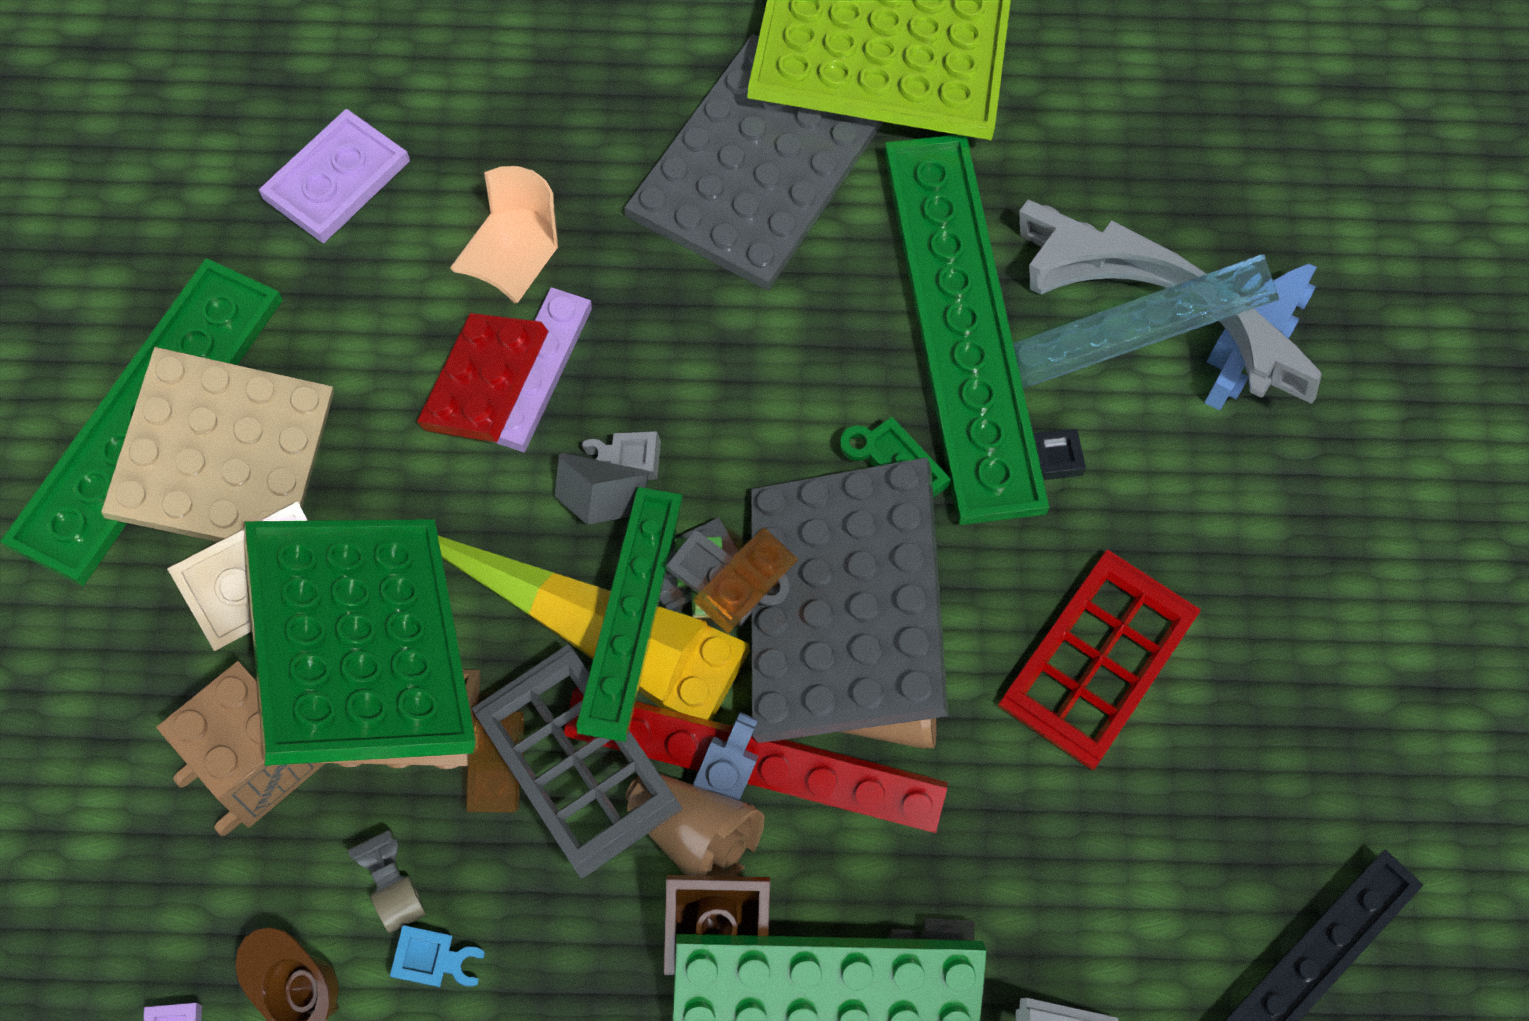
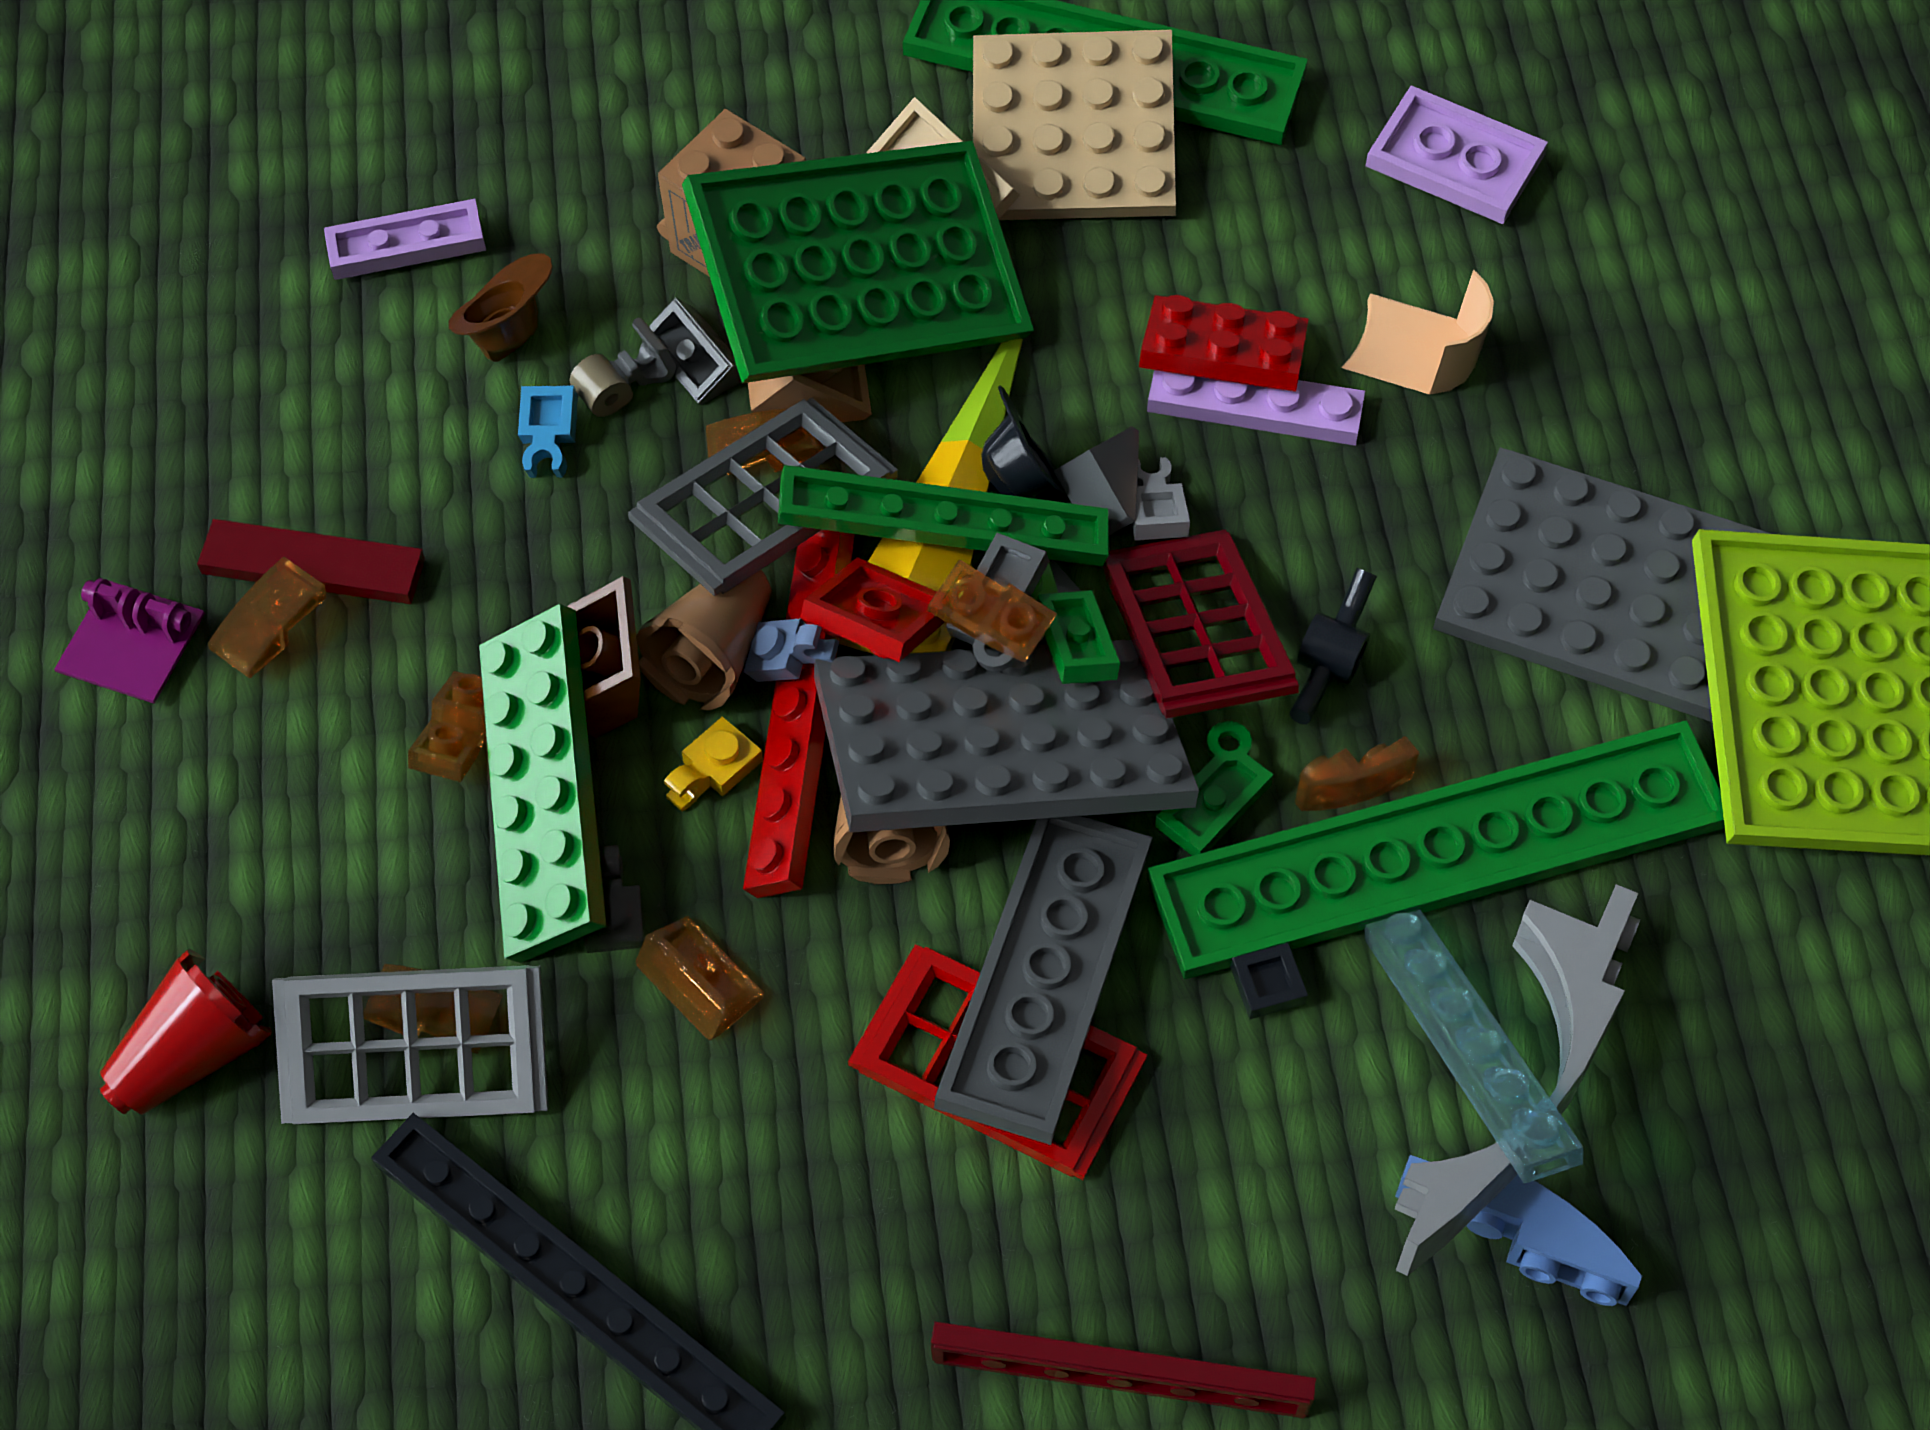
camera: 85 degrees right, 5 degrees down
(385, 807) = (700, 355): none -> dark grey slope
(570, 552) = (1015, 460): none -> black piece
(716, 676) = (873, 609): none -> red plate
(785, 354) = (1333, 647): none -> black piece
(785, 518) = (1079, 638): none -> green plate
(809, 842) = (714, 759): none -> yellow plate
(835, 424) = (1223, 690): none -> dark red piece
(900, 367) = (1345, 782): none -> clear orange slope
(1006, 880) = (697, 976): none -> clear orange slope
(1058, 608) = (1043, 976): none -> dark grey plate
(1353, 610) = (1122, 1370): none -> dark red tile

